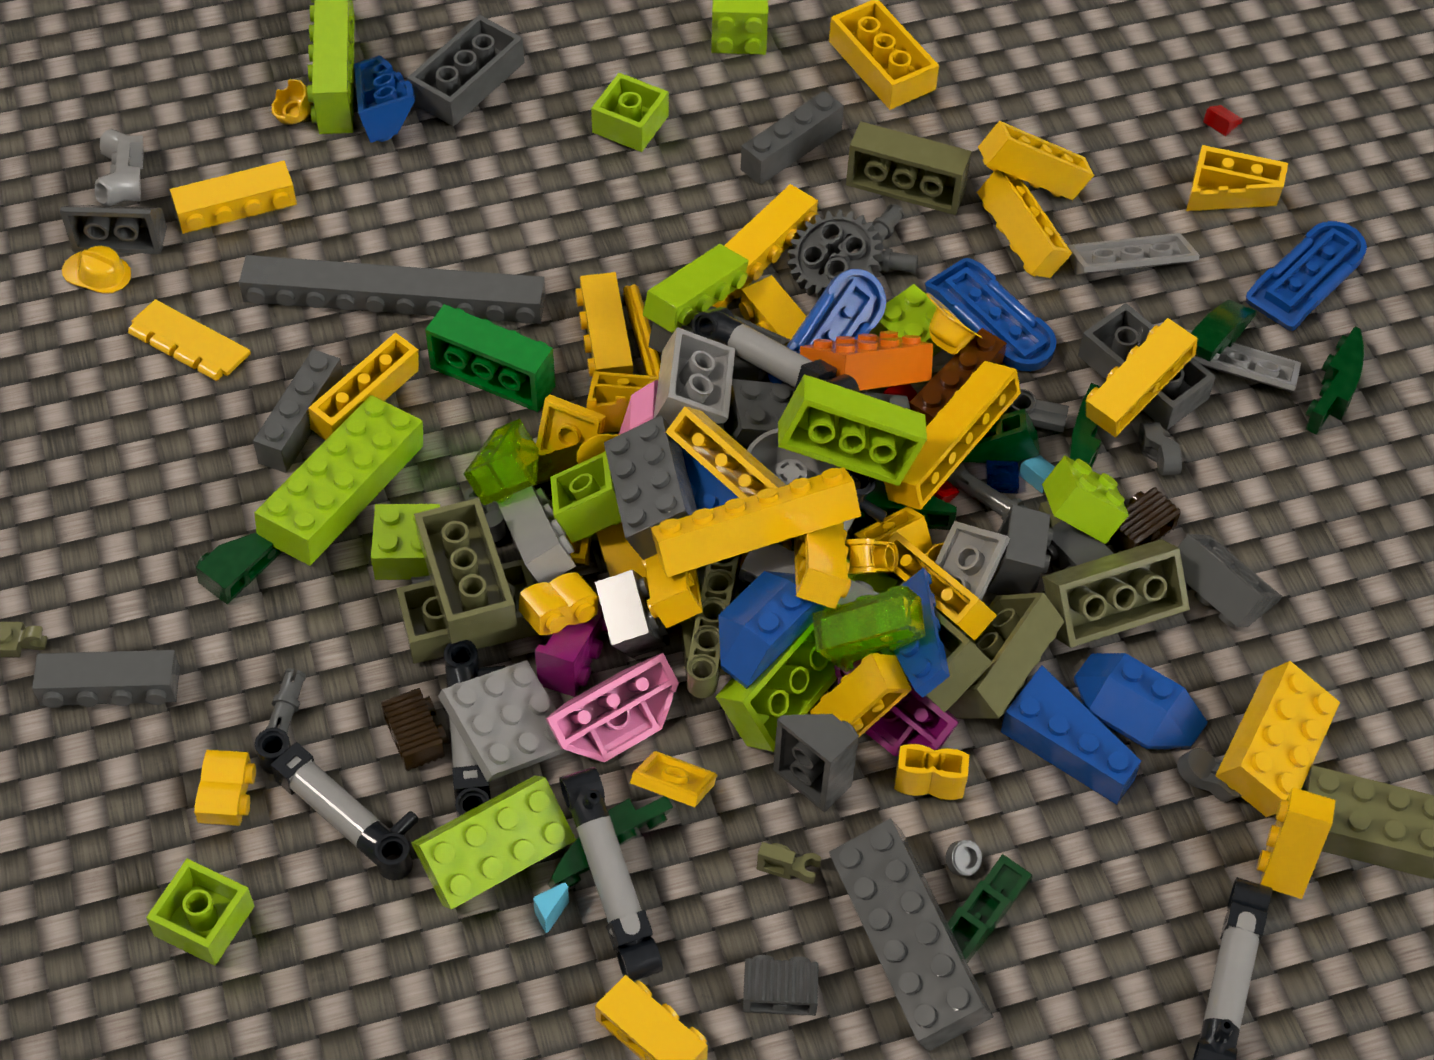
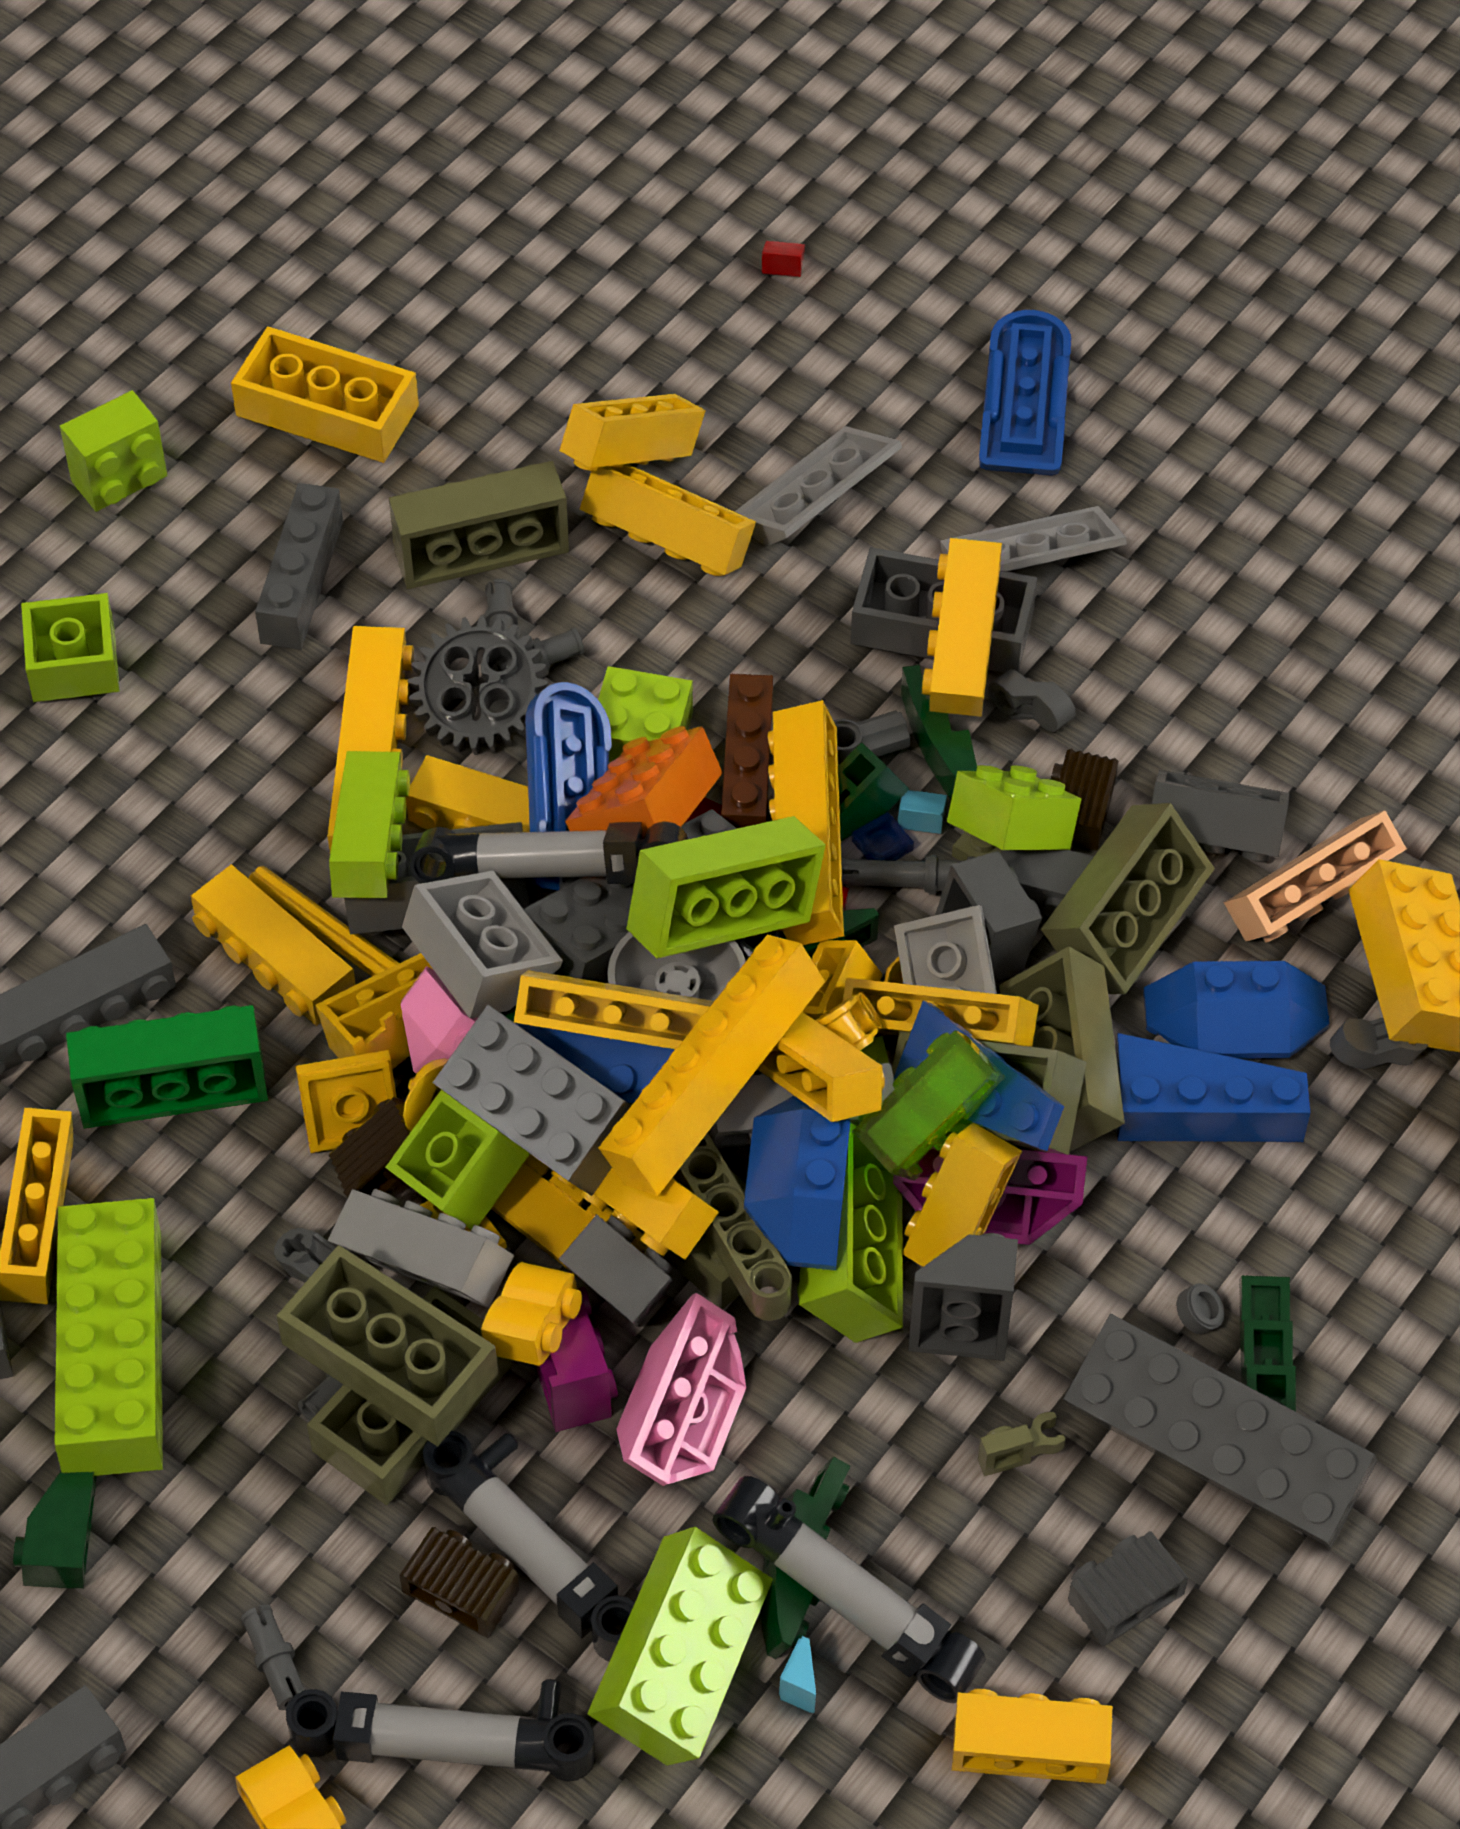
camera: 35 degrees left, 0 degrees up
(395, 542) = (248, 1364): lime brick -> none
(503, 719) = (568, 1496): light grey plate -> none
(504, 464) = (310, 1187): clear neon green wedge -> none
(674, 778) = (819, 1433): yellow tile -> none
(936, 772) = (1093, 1234): yellow brick -> none
(948, 330) = (701, 701): yellow piece -> none
(983, 302) = (707, 646): blue piece -> none
(1221, 328) = (991, 513): dark green slope -> none
(1235, 180) = (862, 327): yellow wedge -> none
(1241, 651) = (1313, 877): none -> light nougat brick
(1339, 381) = (1160, 500): dark green slope -> none

